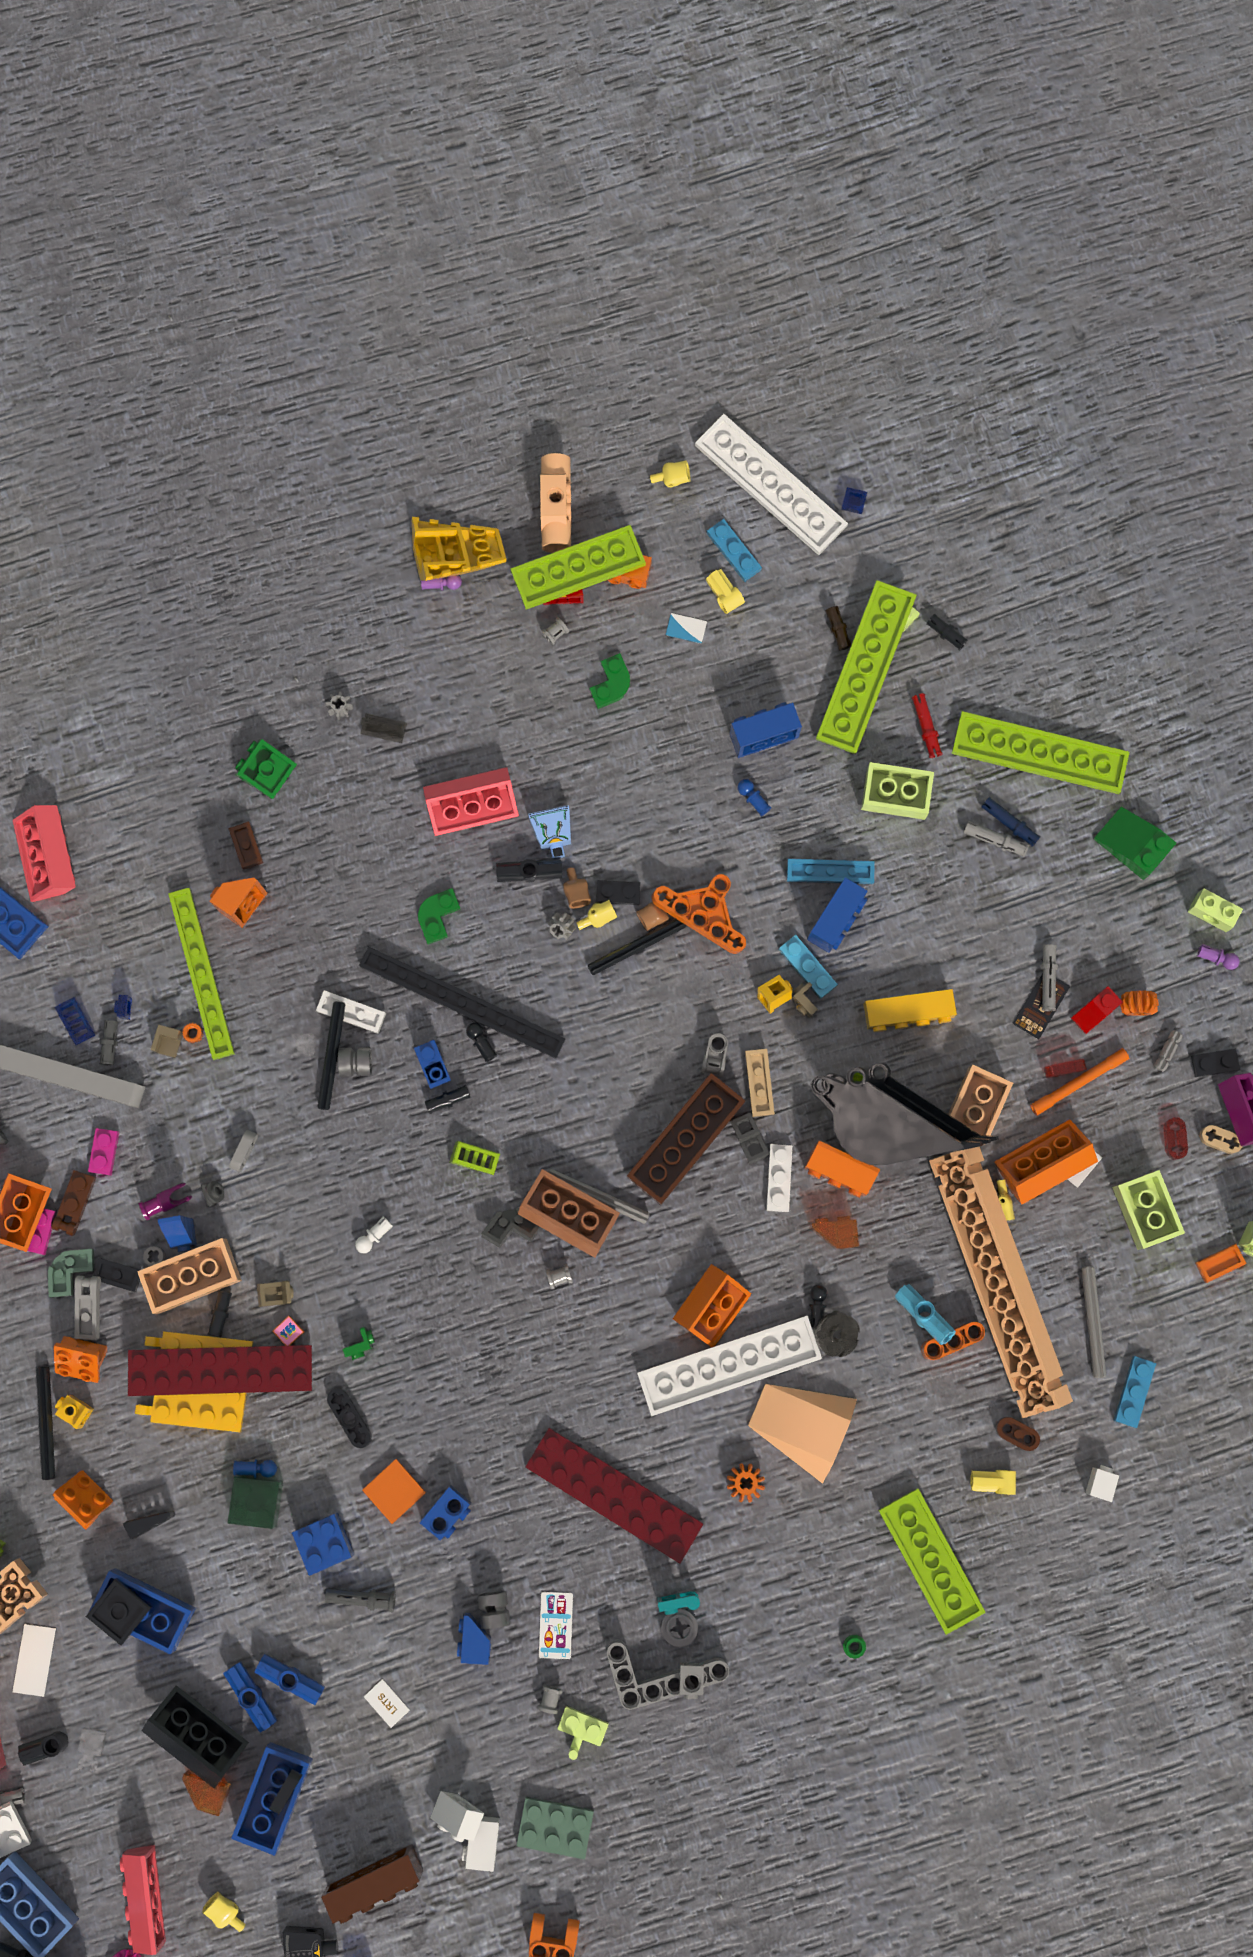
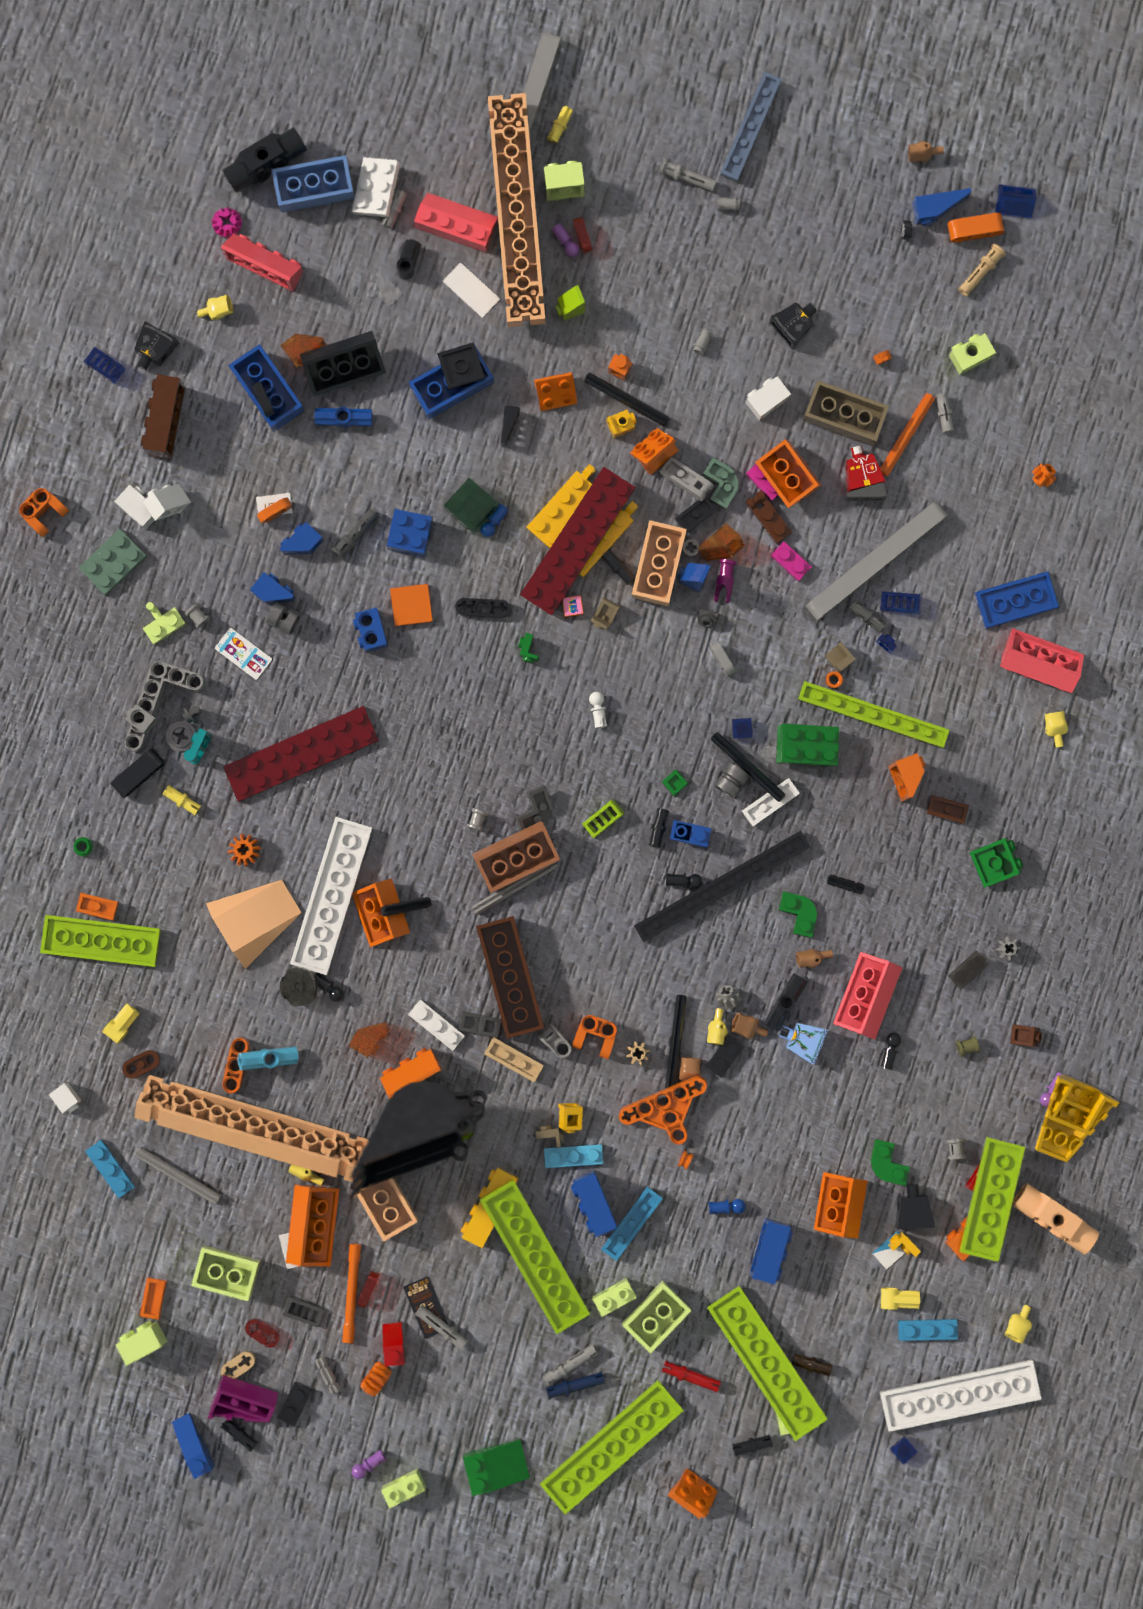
camera: 125 degrees right, 5 degrees up
(16, 1452) = (620, 366): none -> orange brick
(99, 799) = (1056, 726): none -> light yellow piece
(130, 1227) = (721, 544): none -> clear orange slope
(272, 1013) = (807, 745): none -> green brick
(275, 1672) = (324, 456): blue piece -> none
(298, 1086) = (742, 728): none -> clear blue plate
(380, 891) = (845, 884): none -> black axle
(391, 1698) = (274, 510): none -> orange beam
(393, 1114) = (675, 782): none -> green tile
(403, 1646) = (303, 541): none -> blue slope
(408, 638) = (1025, 1035): none -> reddish brown bracket
(454, 681) = (967, 1046): none -> olive bush
(471, 875) = (812, 957): none -> medium nougat piece
(496, 751) = (893, 1040): none -> black pin
(637, 631) = (914, 1210): none -> black torso
(654, 1633) = (189, 715): none -> dark grey plate
(671, 966) = (642, 1055): none -> tan gear
(672, 621) = (908, 1247): none -> yellow bracket
(677, 1024) = (597, 1030): none -> orange piece
(679, 697) = (840, 1205): none -> orange slope
(689, 1284) = (406, 906): none -> black axle
(738, 862) = (685, 1160): none -> orange bush
(740, 1580) = (181, 800): none -> light yellow pin
(745, 1644) = (137, 773): none -> black beam
(901, 1588) = (97, 906): none -> orange plate
(907, 840) = (614, 1297): none -> yellowish green brick
(924, 937) = (534, 1256): none -> lime plate
(1027, 652) = (693, 1494): none -> orange bracket
(1133, 1133) = (285, 1311): none -> dark grey slope

